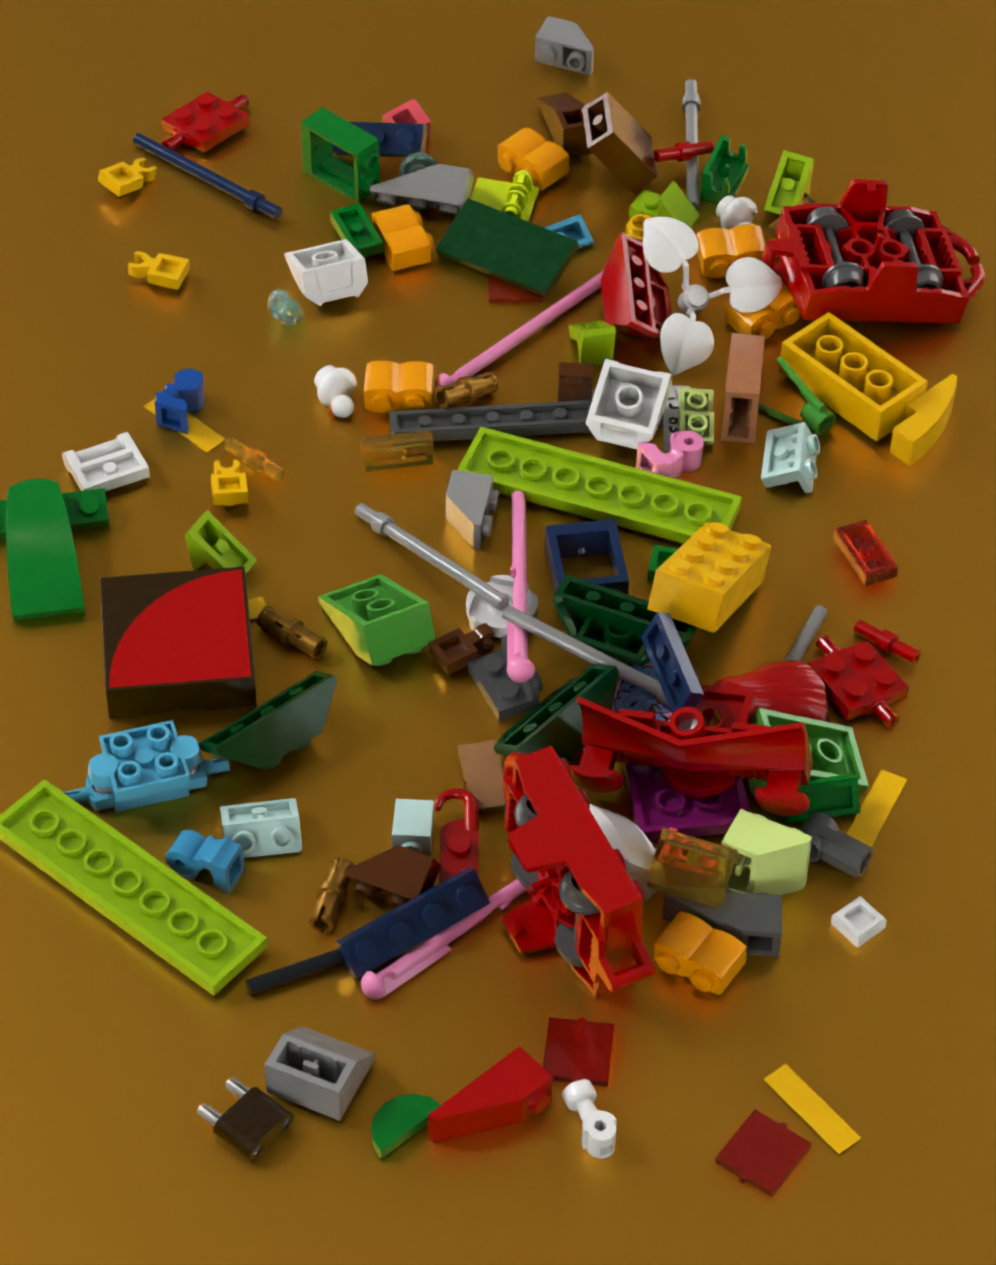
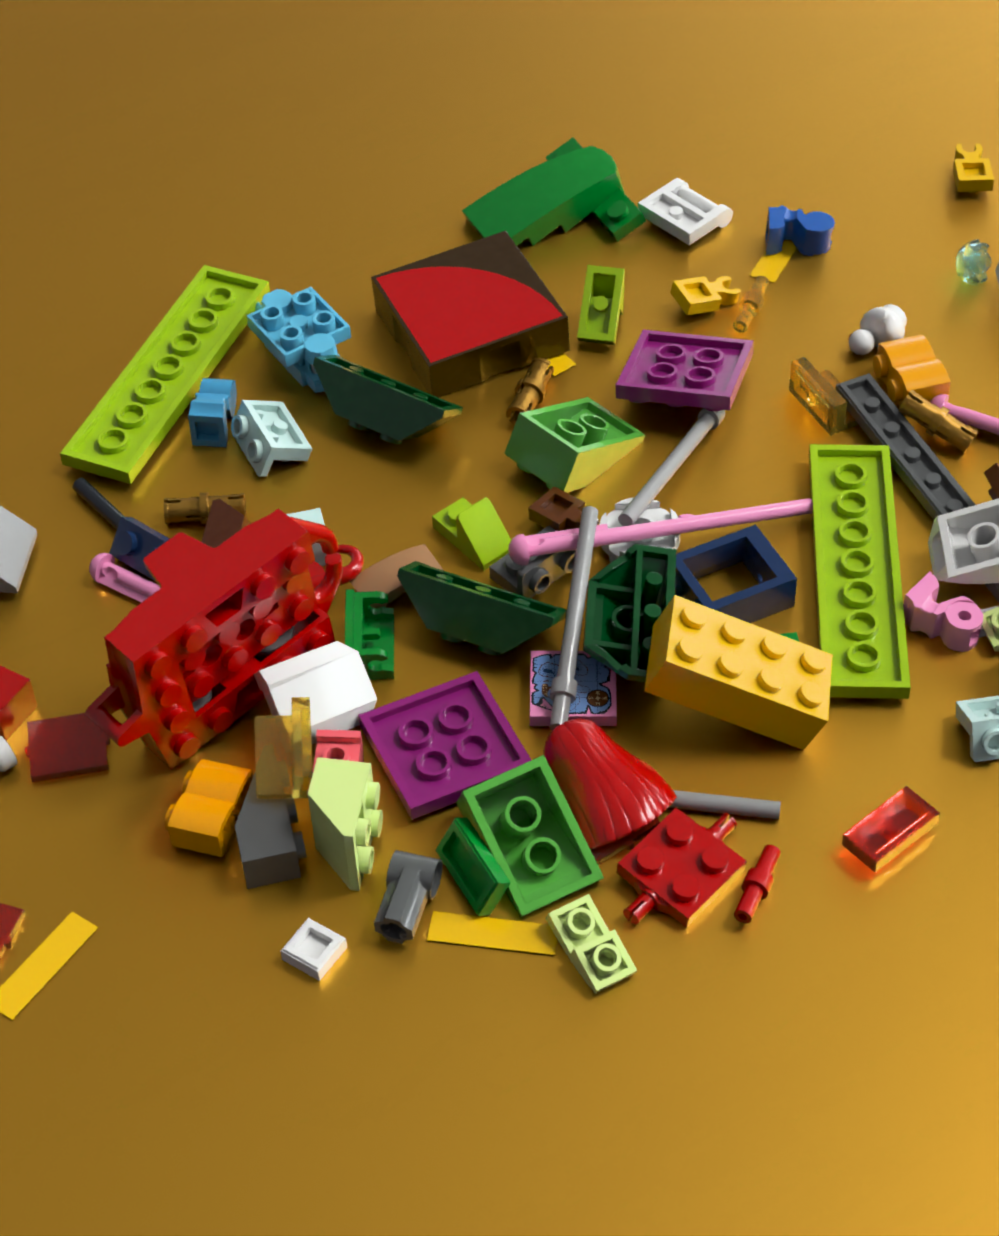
camera: 75 degrees right, 0 degrees up
(331, 519) = (685, 370): none -> magenta plate
(453, 713) = (474, 530): none -> lime slope
(469, 504) = (767, 469): light grey slope -> none
(671, 663) = (564, 660): dark blue plate -> none
(699, 757) = (454, 726): red piece -> none
(917, 752) = (590, 944): none -> yellowish green slope

